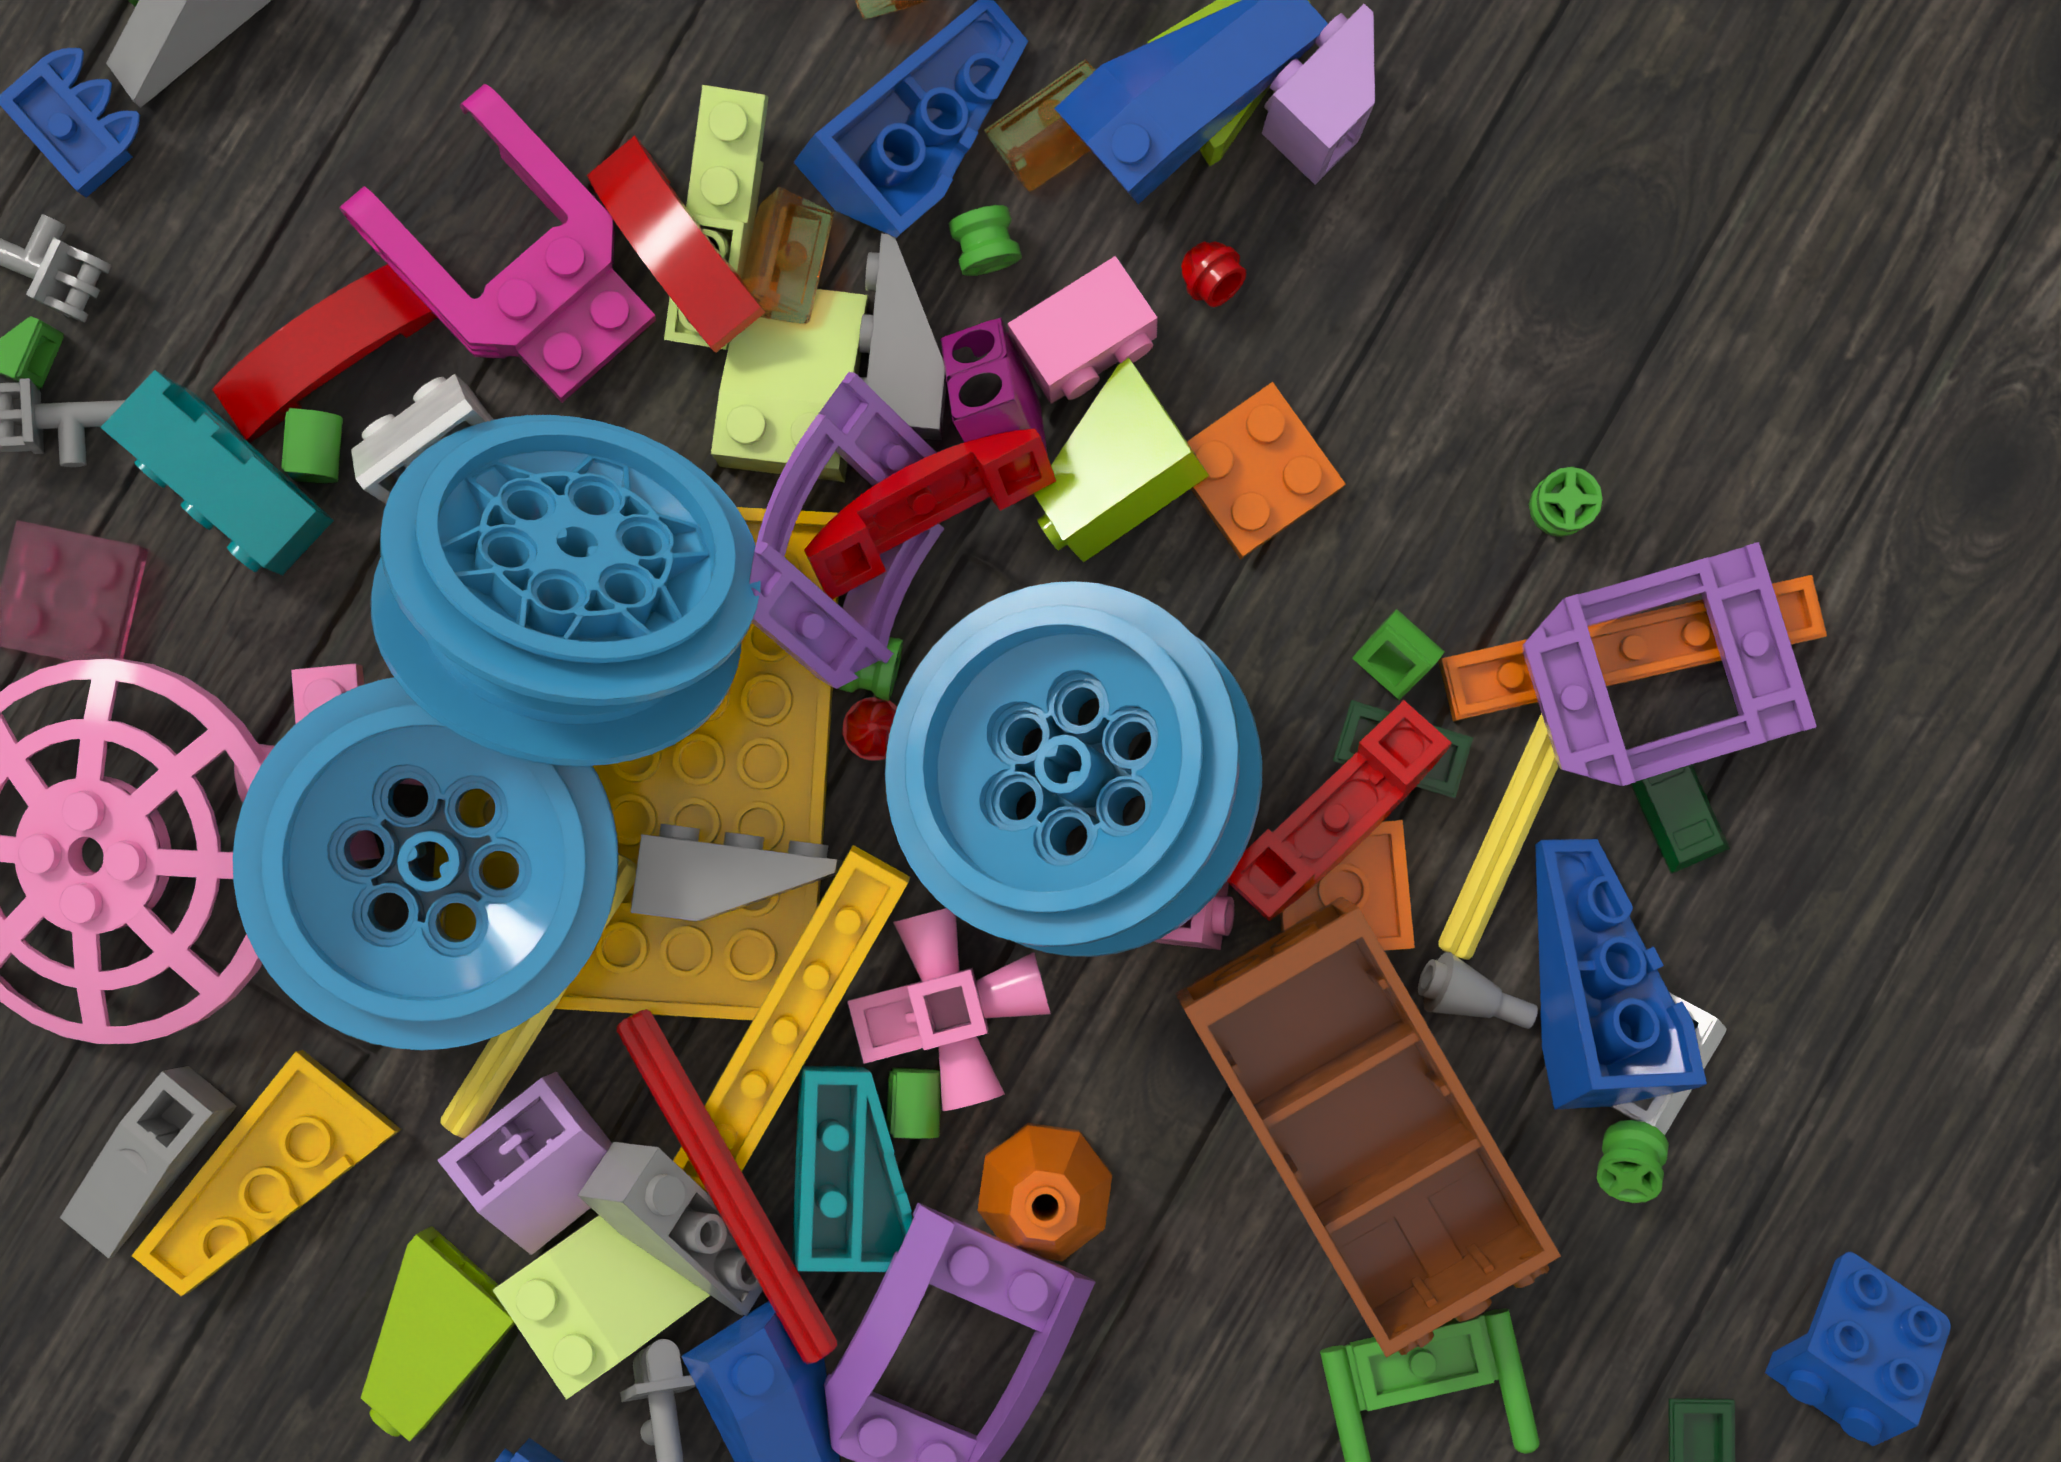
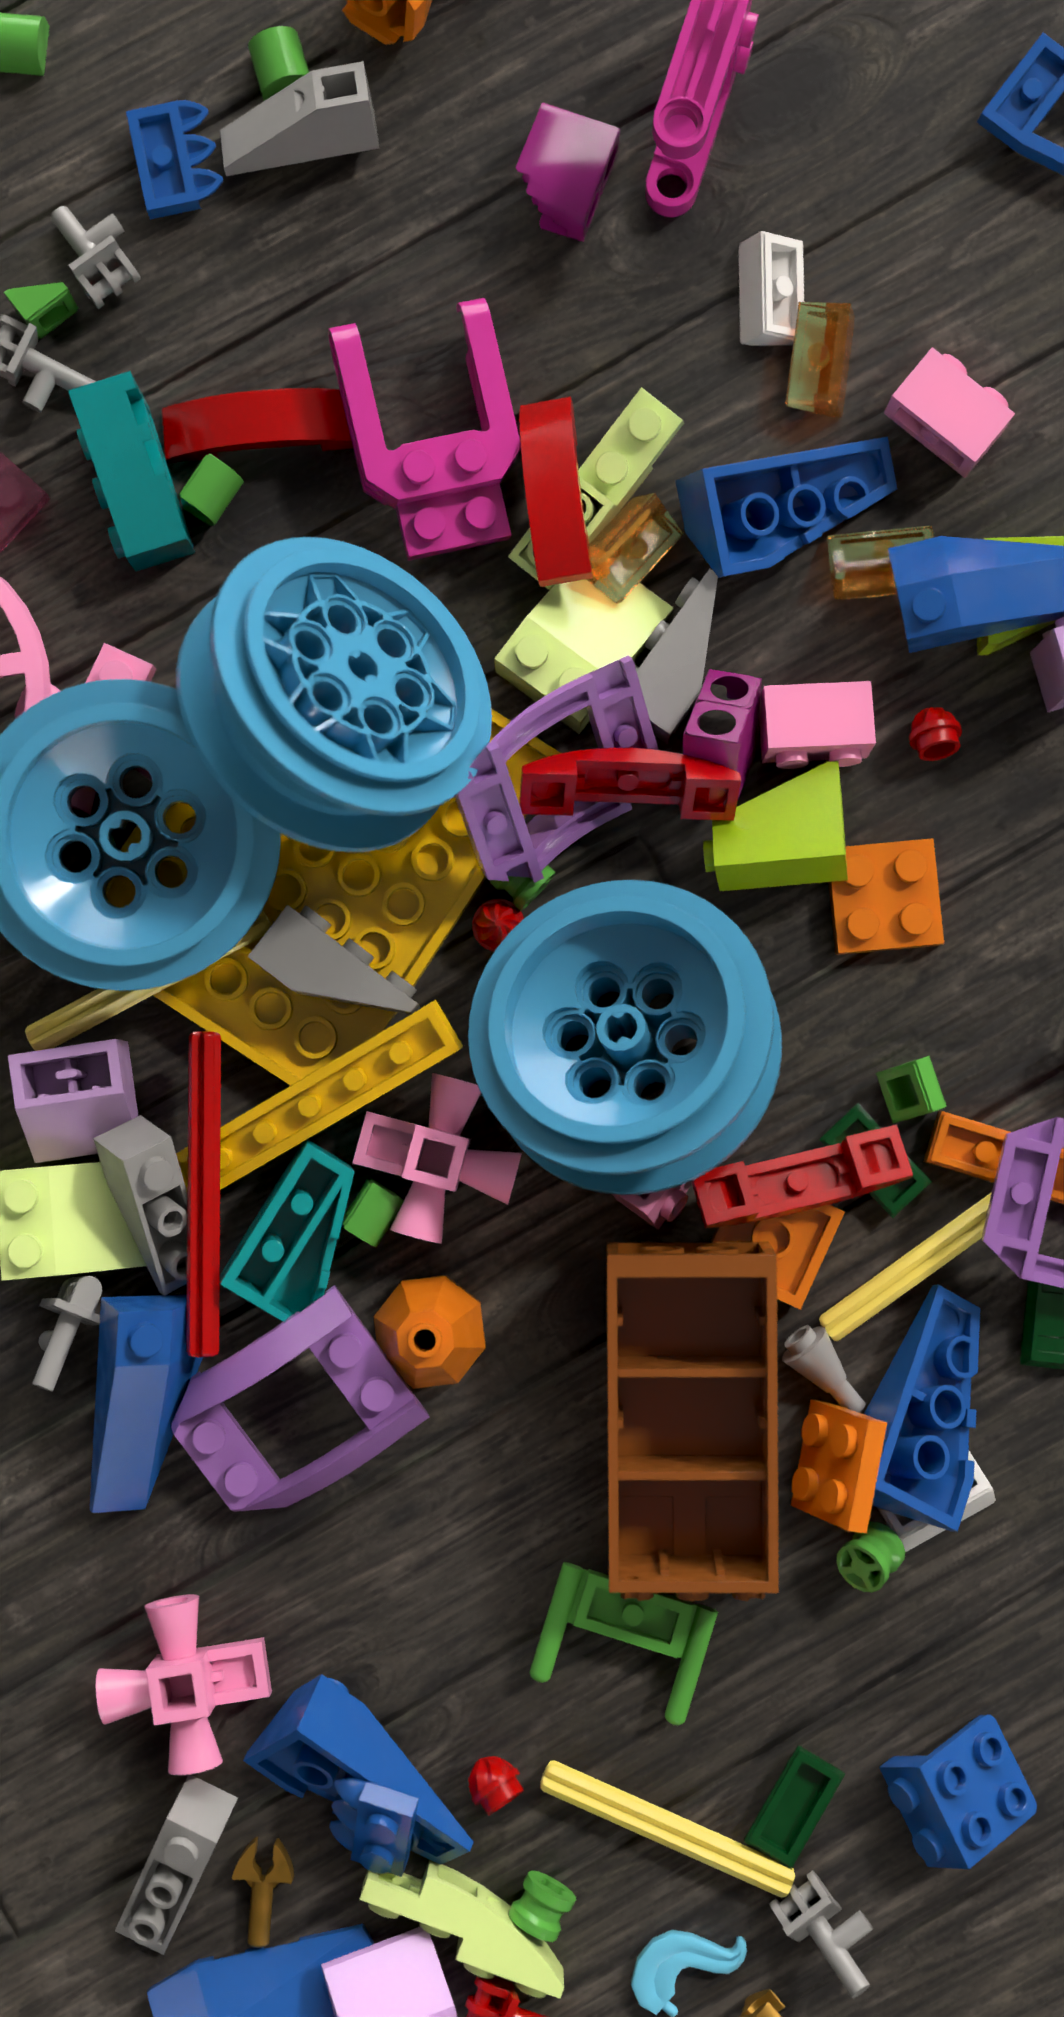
camera: 30 degrees right, 0 degrees up
(396, 441) = (271, 521): white slope -> none
(985, 240) = (782, 616): bright green wheel -> none
(1546, 1087) = (838, 1465): none -> orange plate

